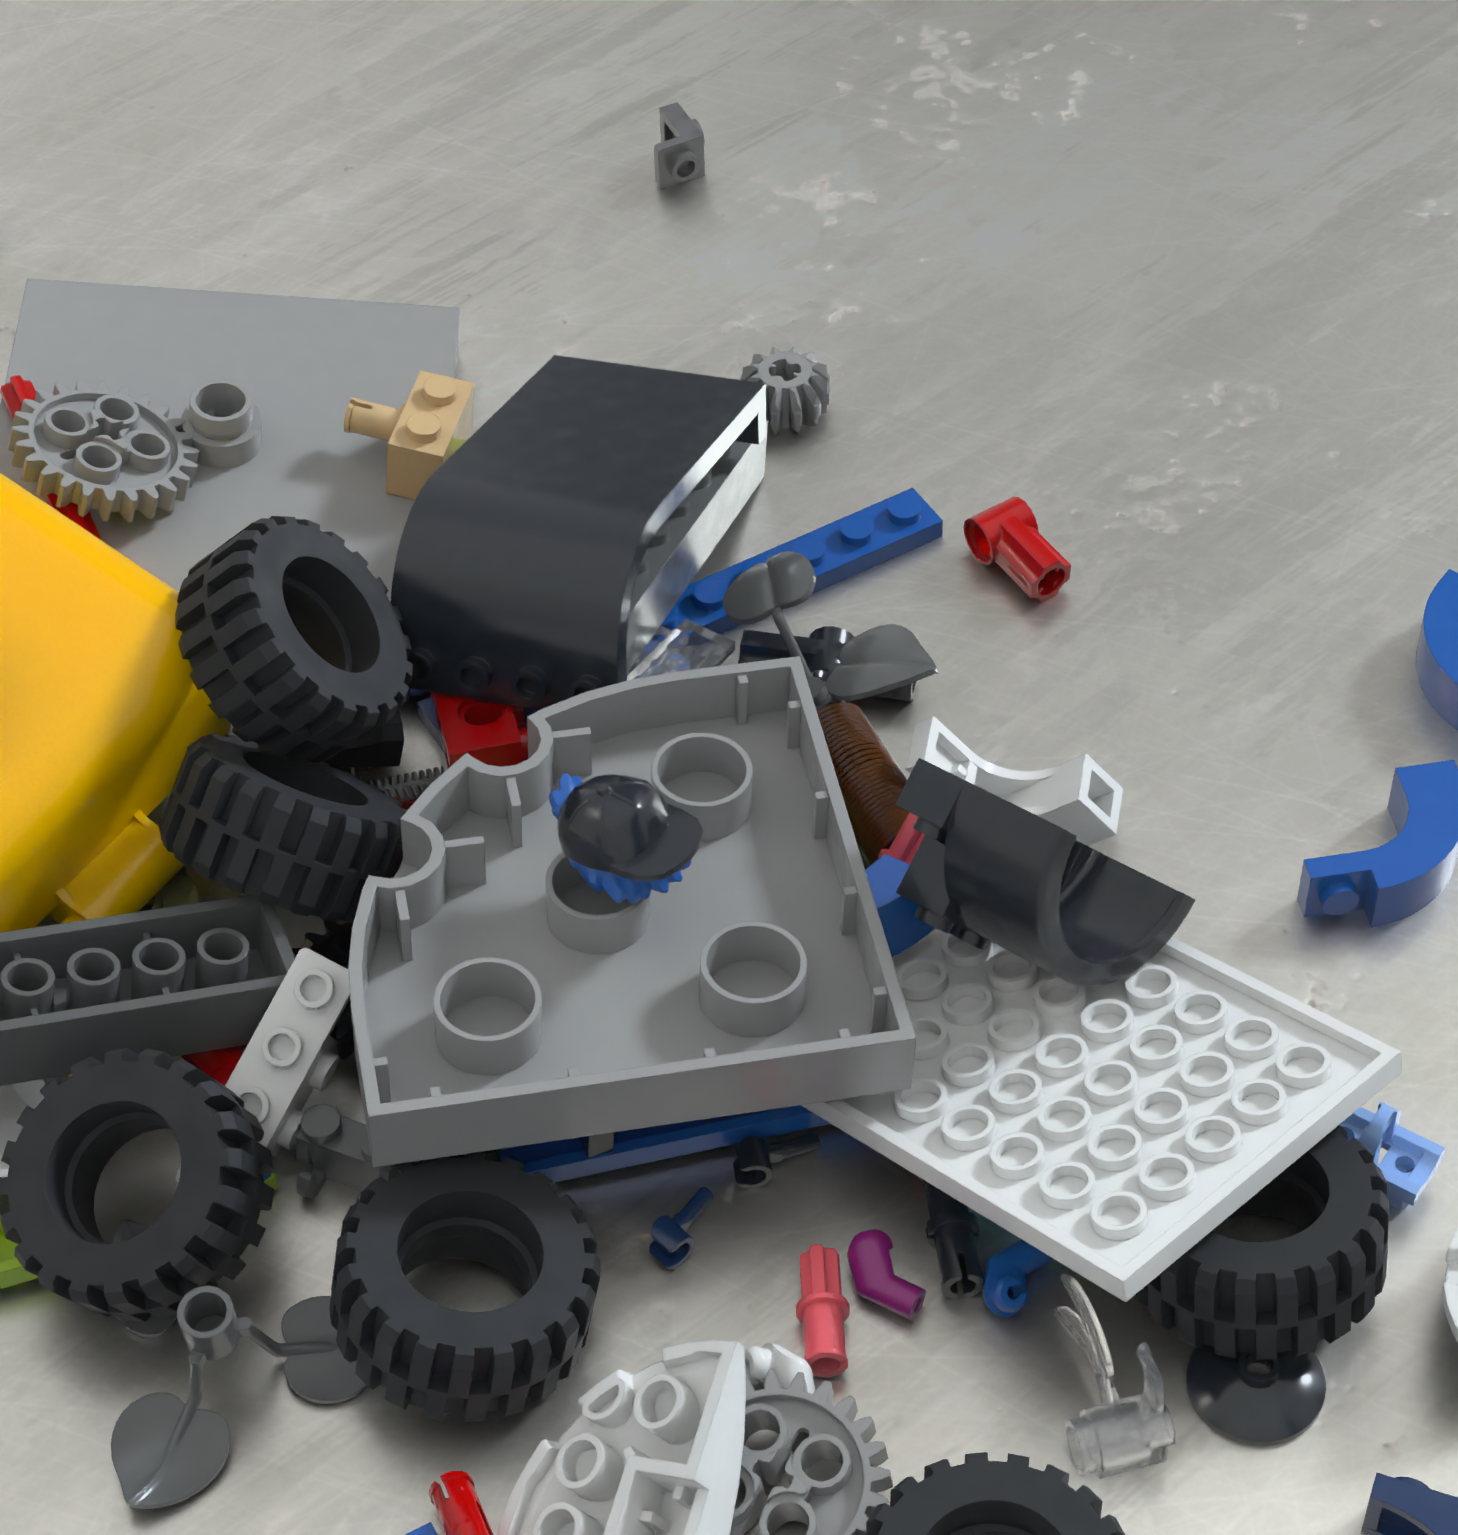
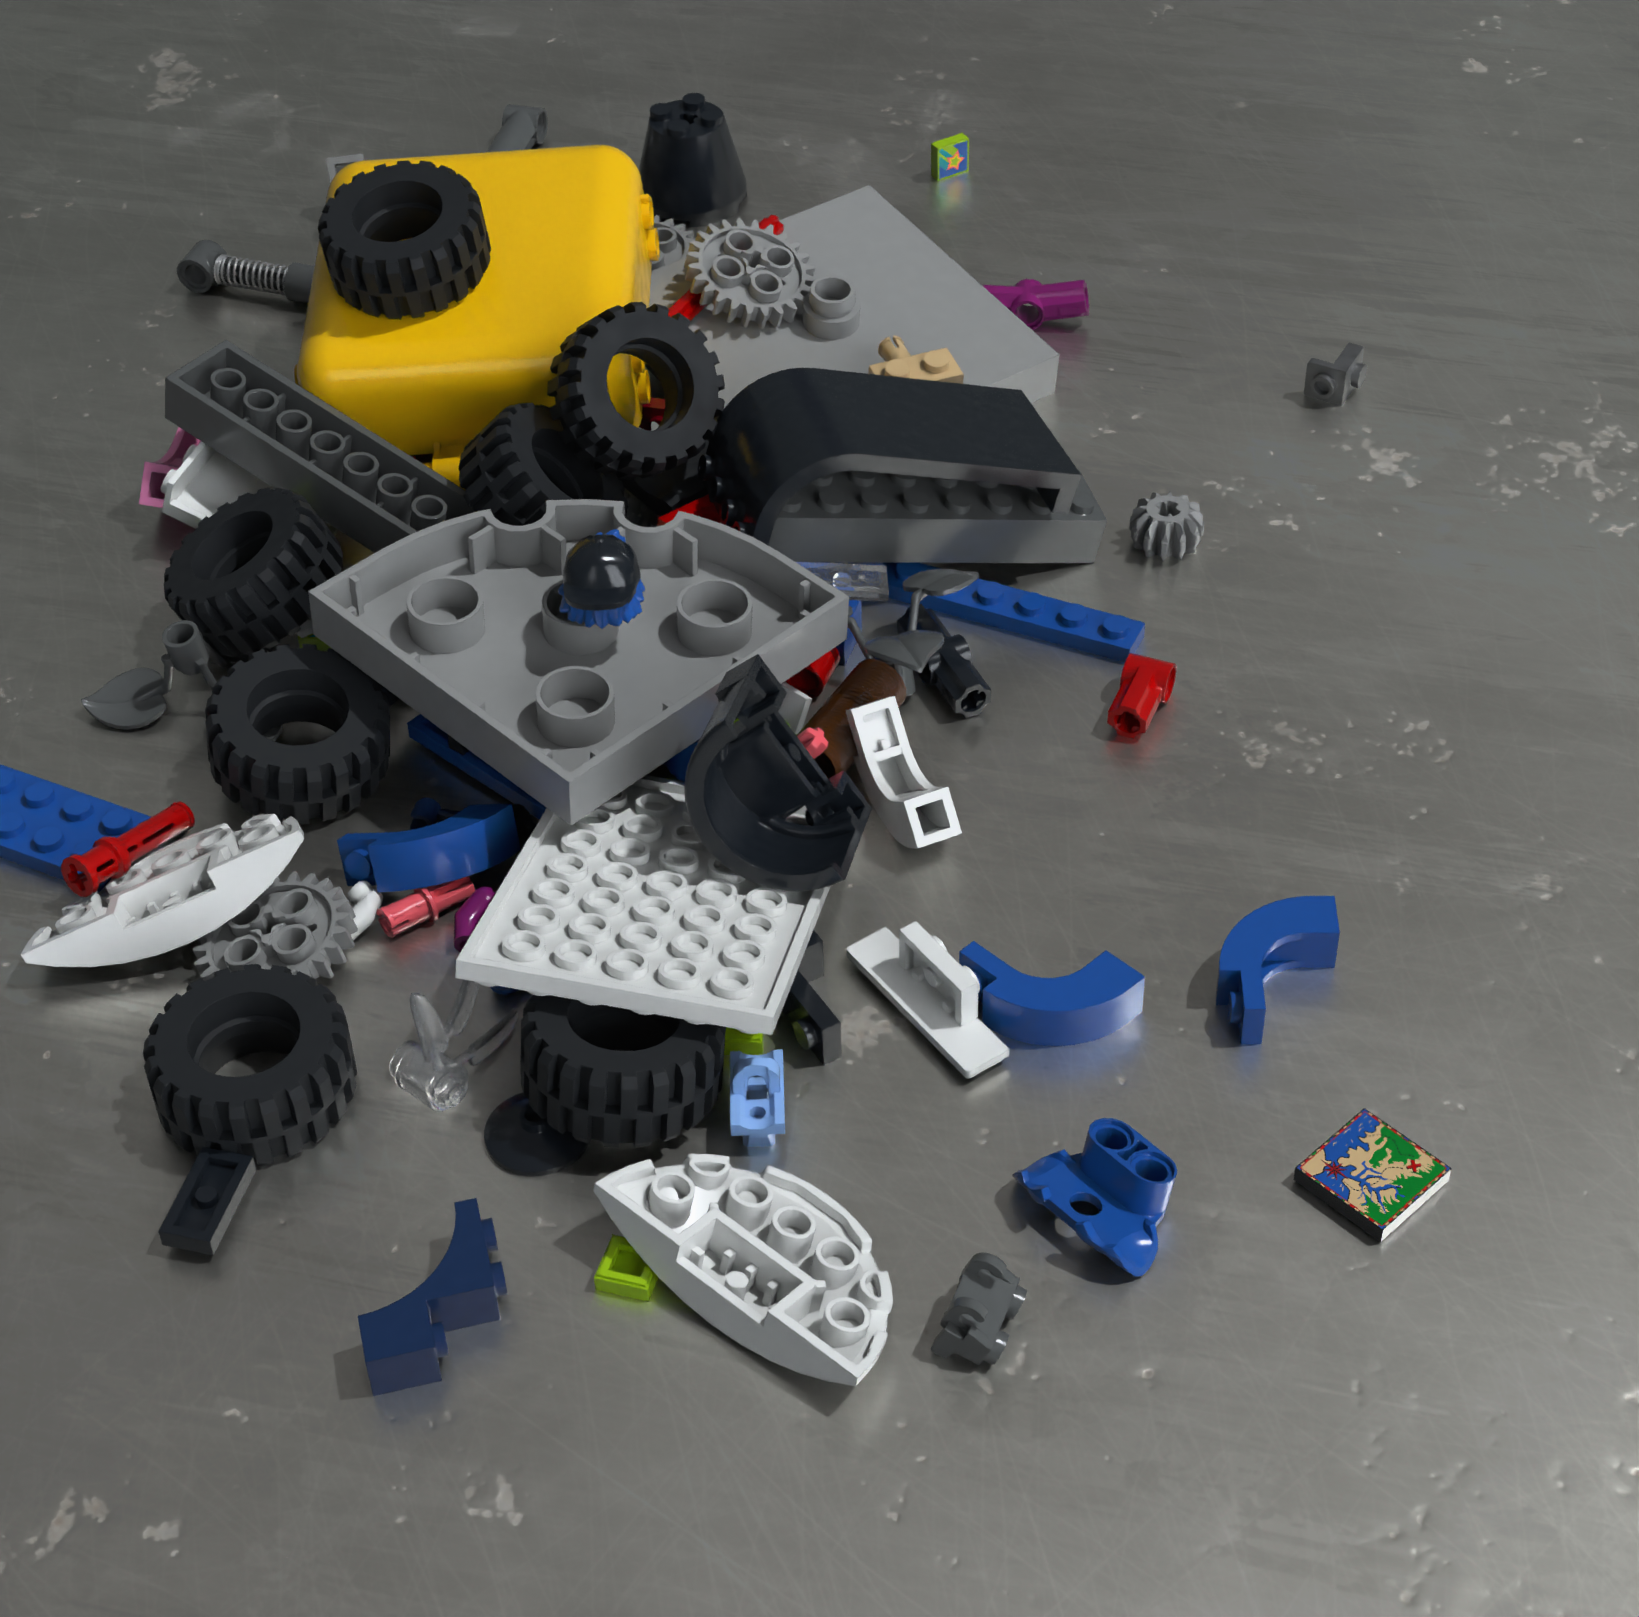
camera: 55 degrees right, 5 degrees down
(330, 268) = (1047, 301): none -> magenta piece
(783, 1261) = (431, 854): none -> blue arch
(1328, 935) = (931, 994): none -> white bracket

